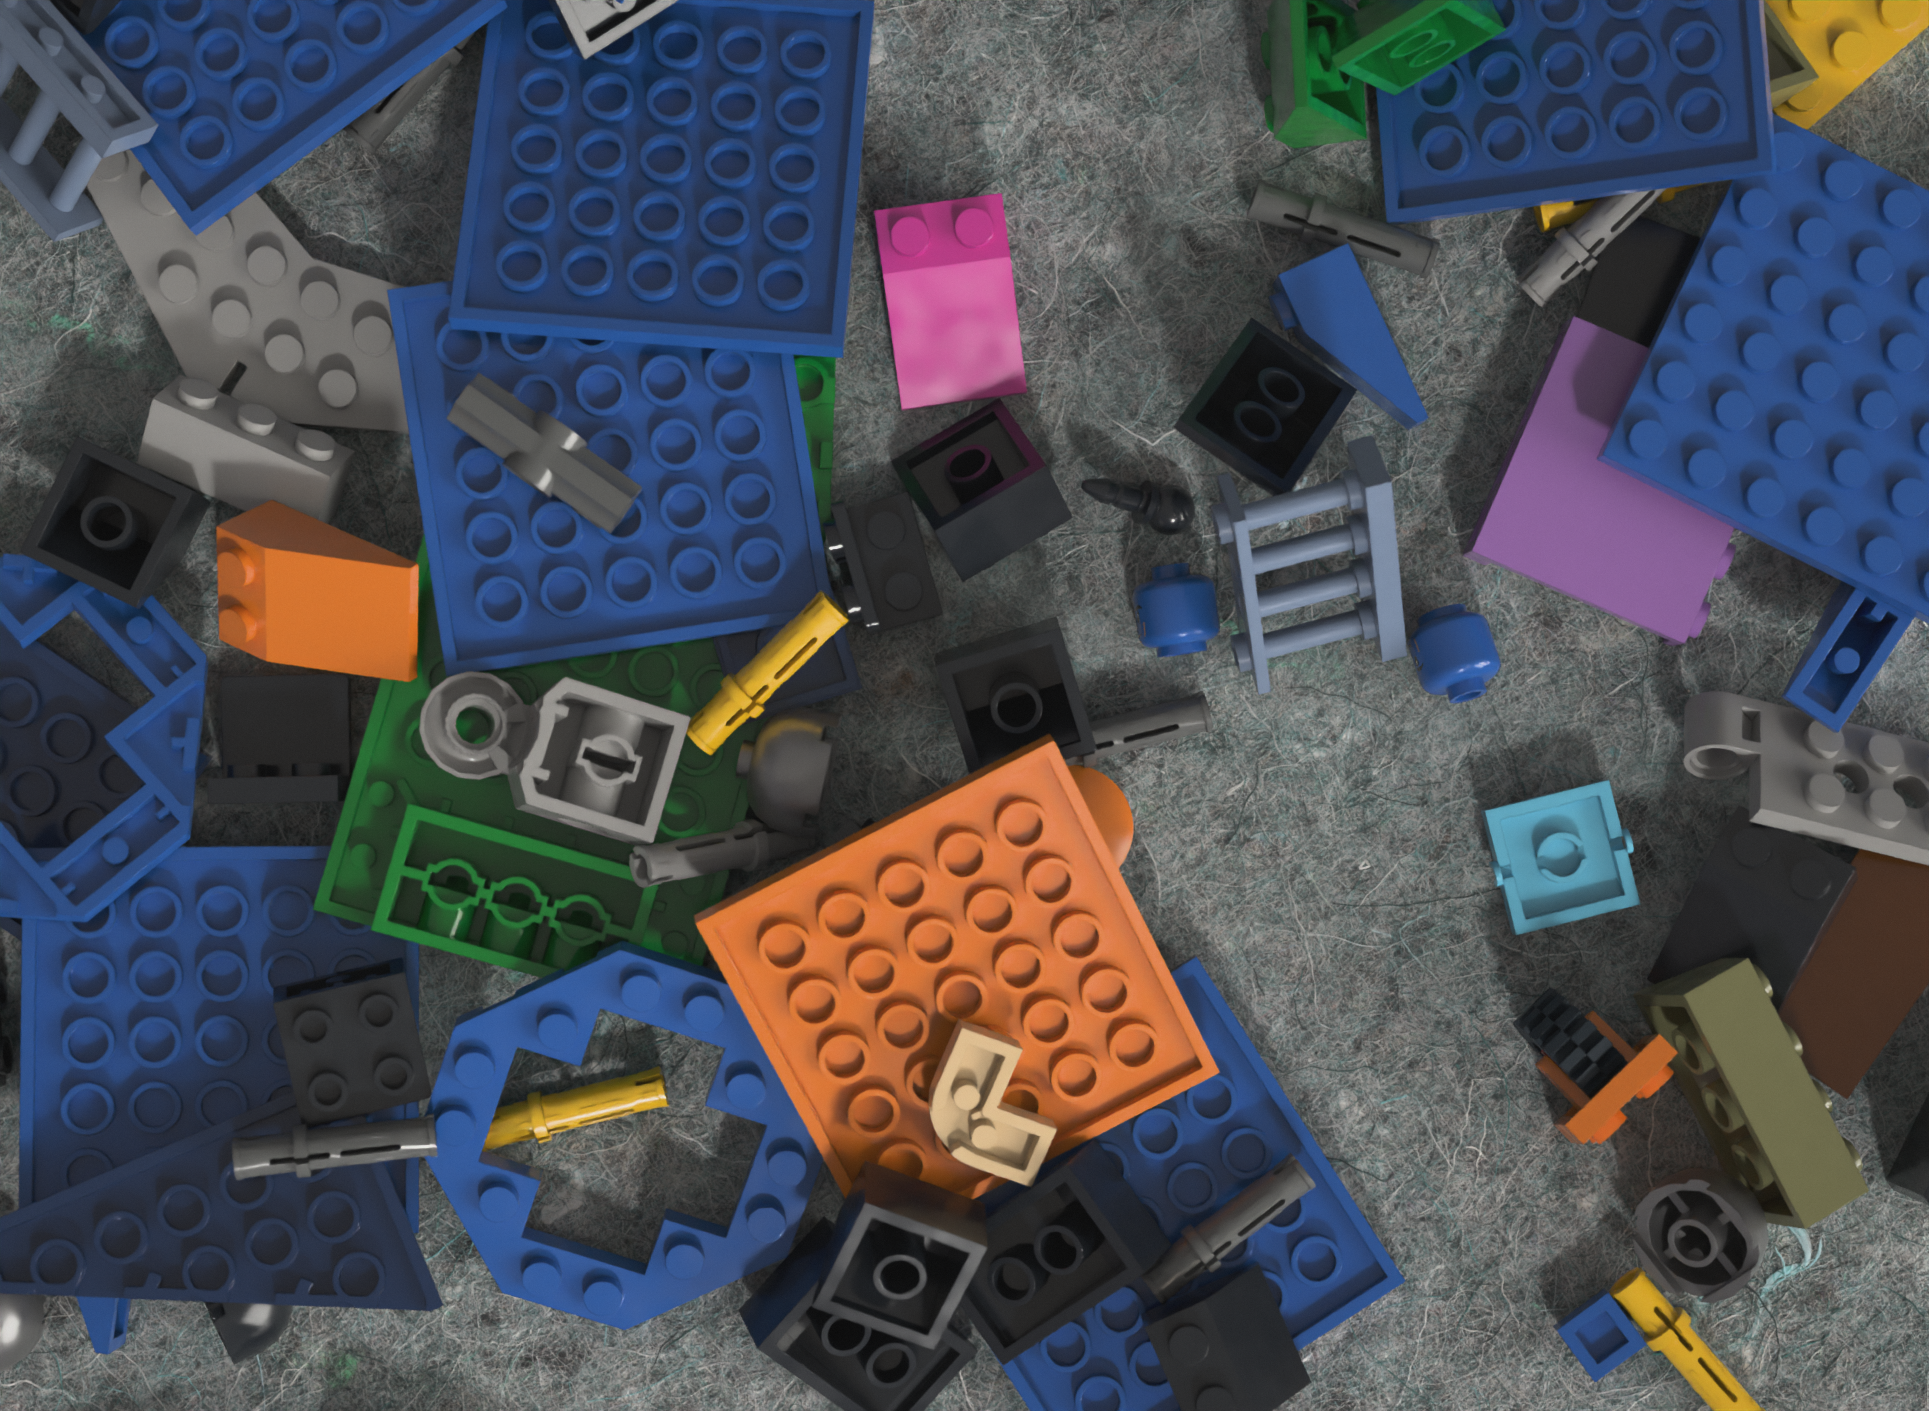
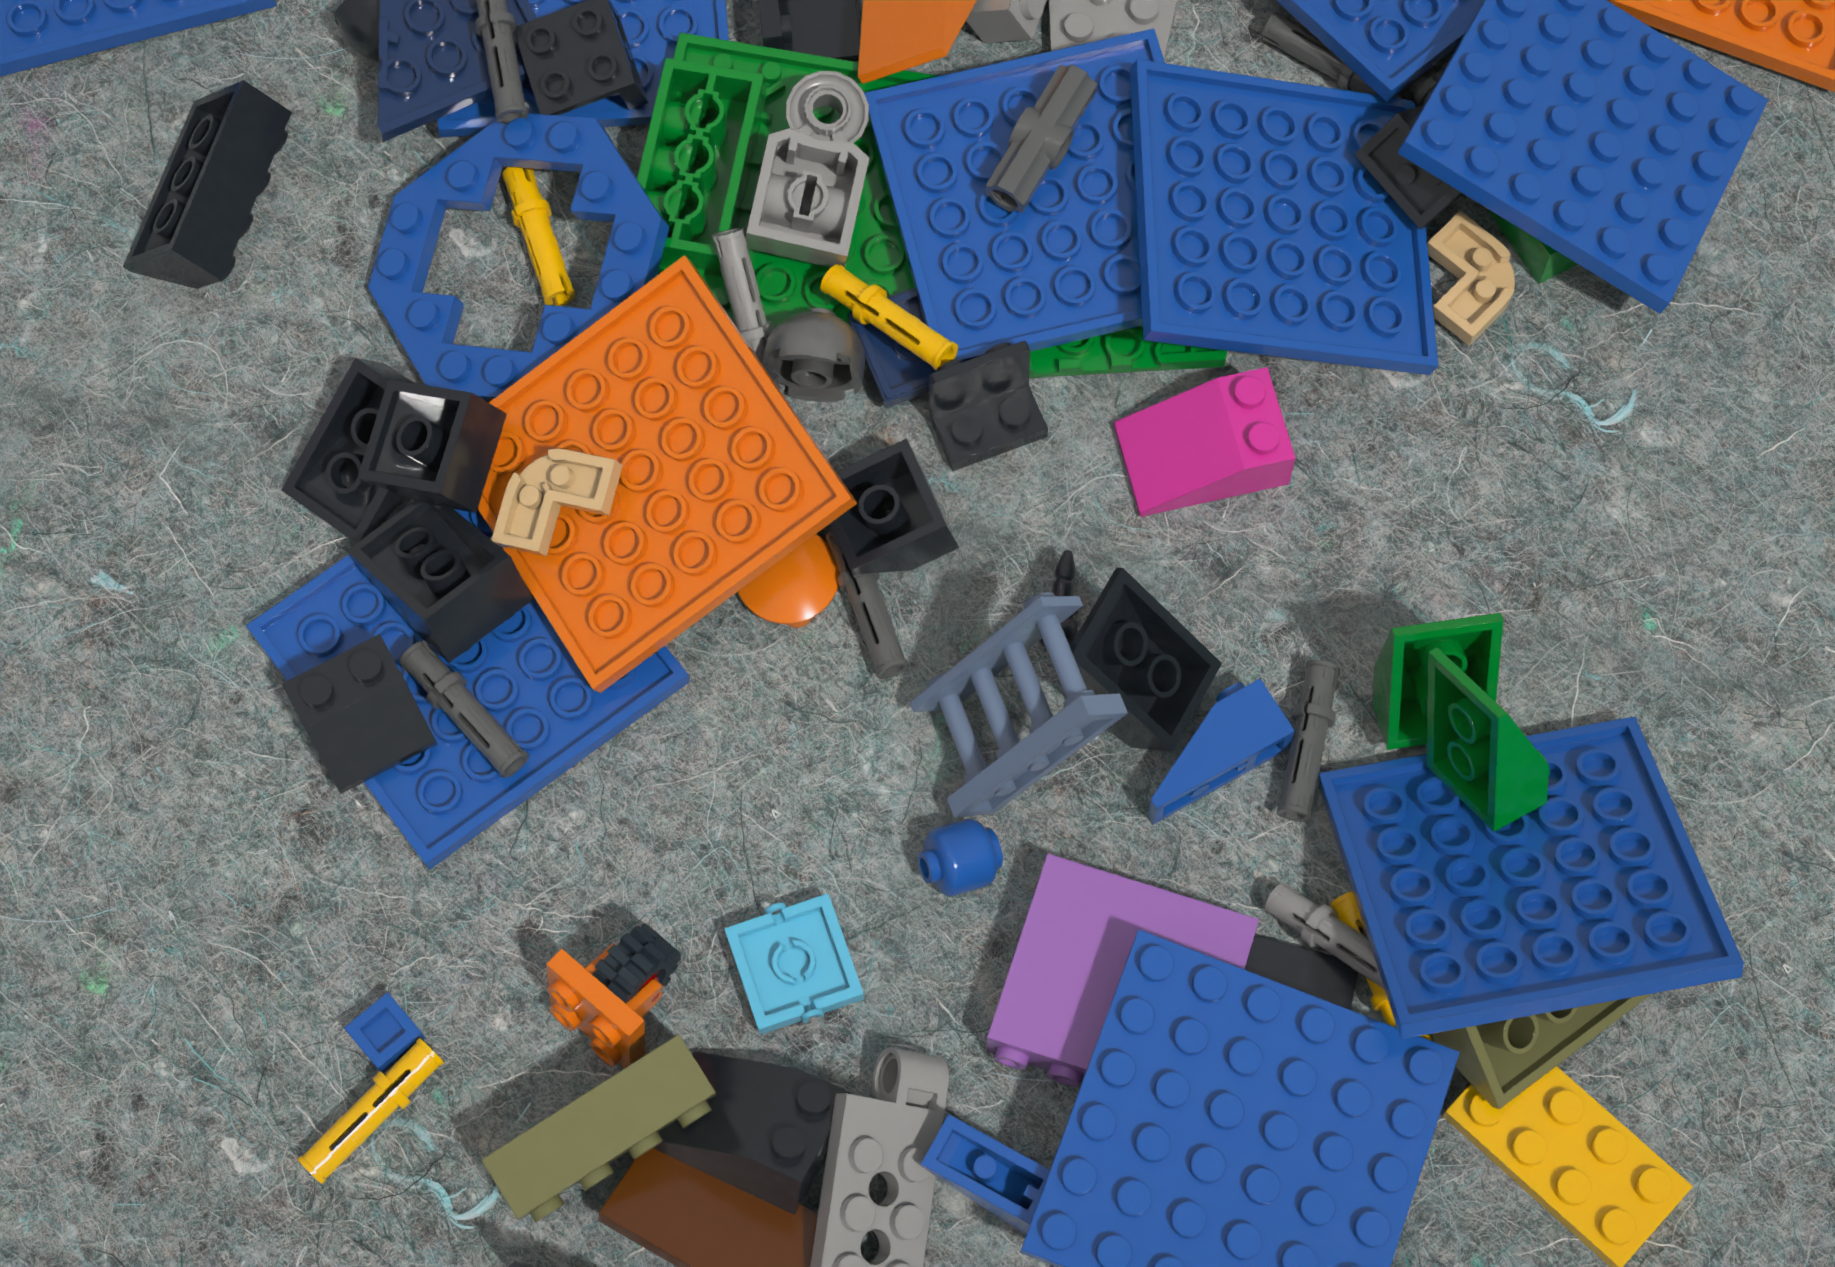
camera: 85 degrees right, 20 degrees down
(982, 489) = (1053, 480): black slope -> none
(1176, 611) = (965, 629): blue head -> none
(1701, 1234) = (476, 1099): flat silver cylinder -> none

